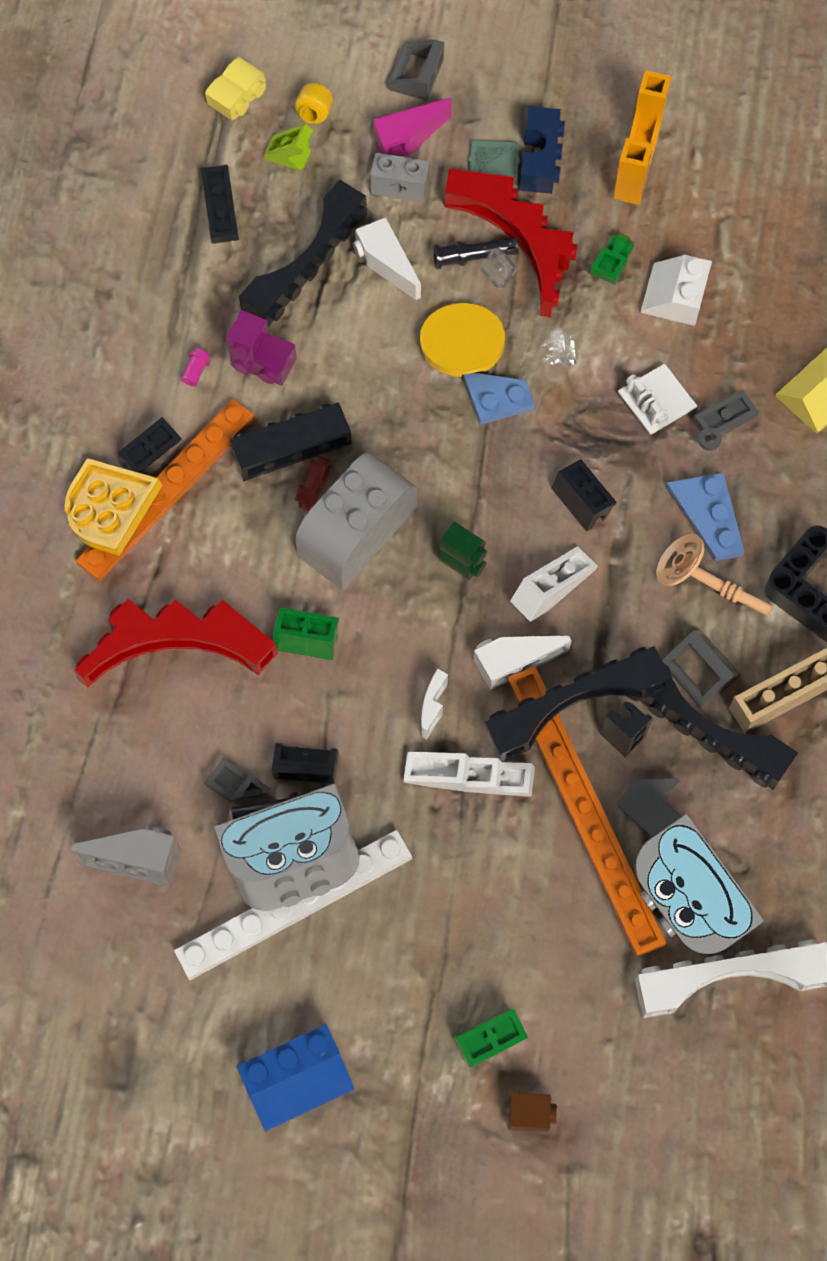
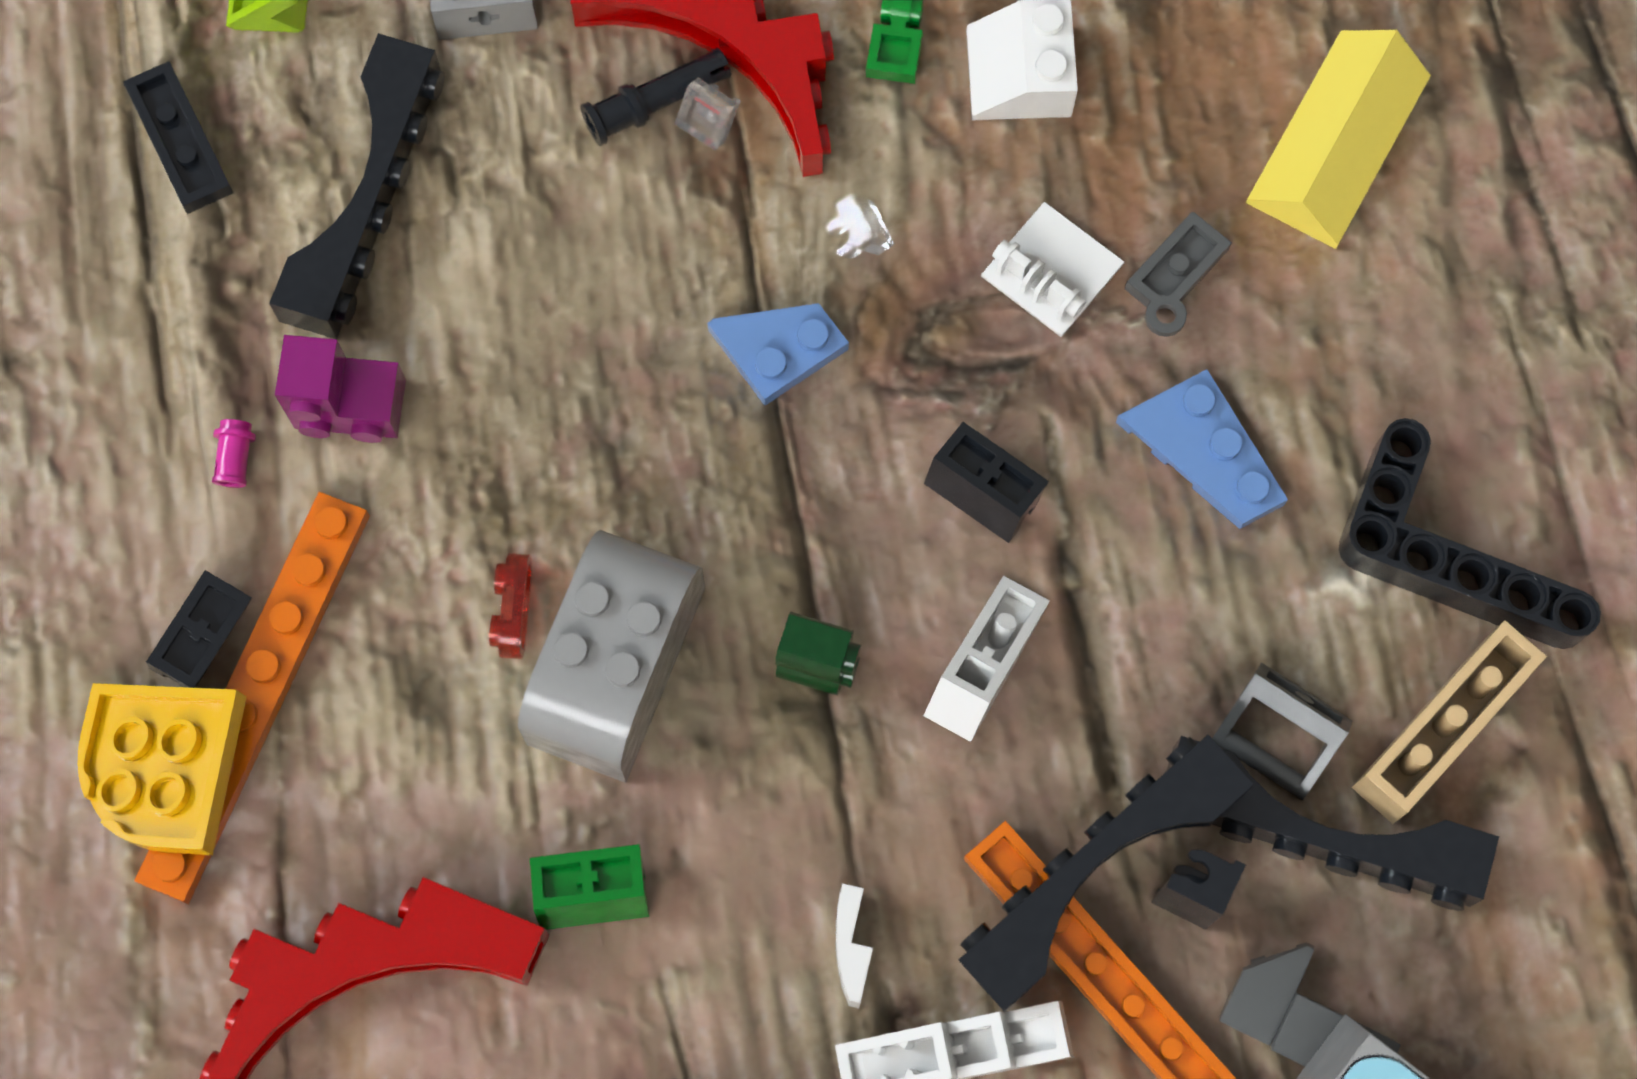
camera: 20 degrees left, 5 degrees up
(290, 441) = (446, 539): black brick -> none
(386, 257) = (503, 149): white slope -> none
(462, 339) = (686, 262): yellow tile -> none
(513, 655) = (961, 814): white slope -> none
(689, 567) = (1207, 559): light nougat dish -> none

